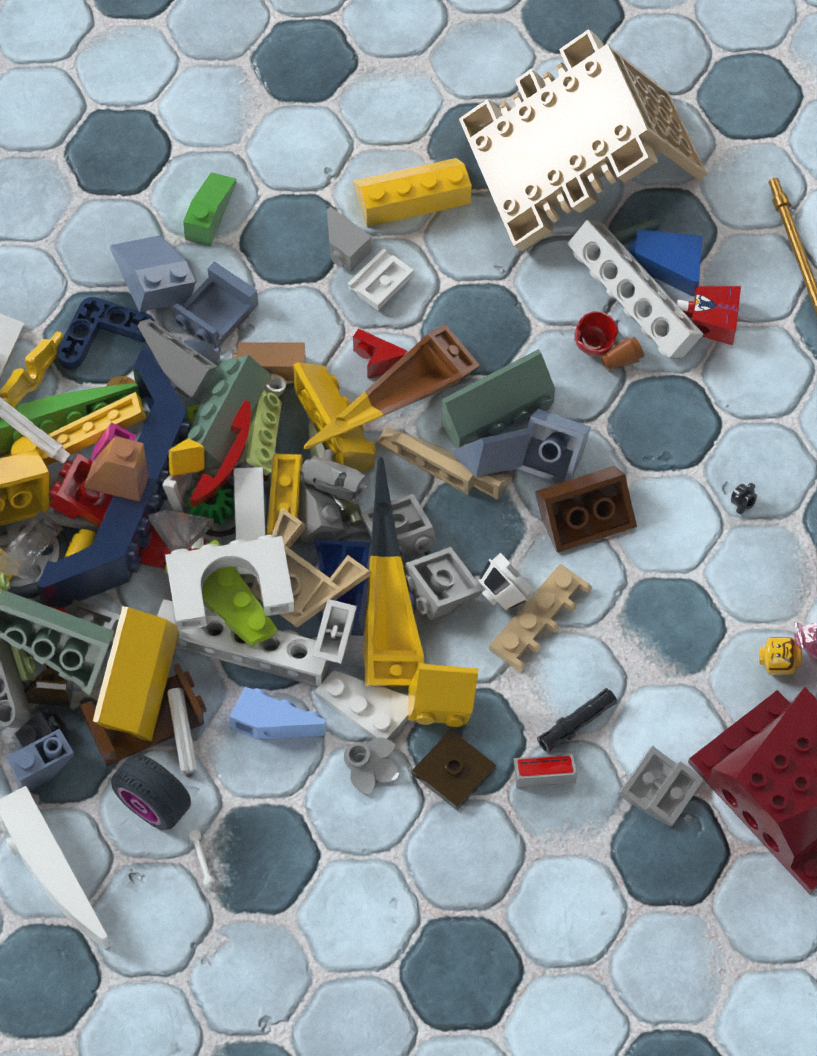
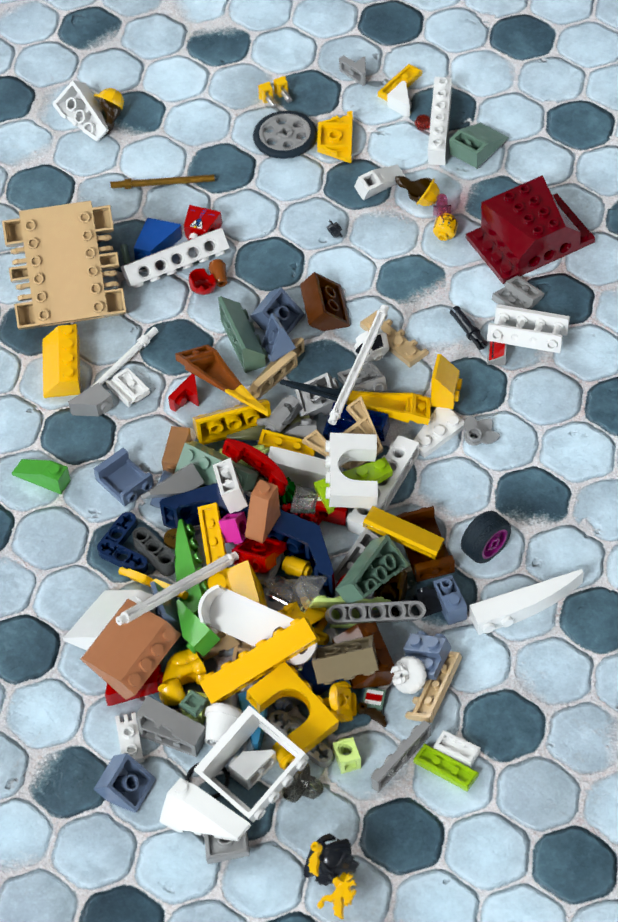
camera: 75 degrees left, 10 degrees down
(92, 355) = (146, 542): none -> dark grey beam
(154, 272) = (87, 506): sand blue slope -> none
(170, 421) = (230, 486): none -> white slope
(182, 731) = (441, 524): white axle -> none
(186, 458) = (249, 482): yellow slope -> none
(195, 837) = (545, 522): white hinge -> none
(269, 718) = (437, 480): light blue slope -> none
(334, 631) = (394, 426): white slope -> none
(439, 560) = (335, 414): none -> white piece
(453, 769) = (489, 392): dark brown plate -> none
(472, 282) = (143, 341): none -> white bar
(605, 795) = (544, 332): none -> white fence

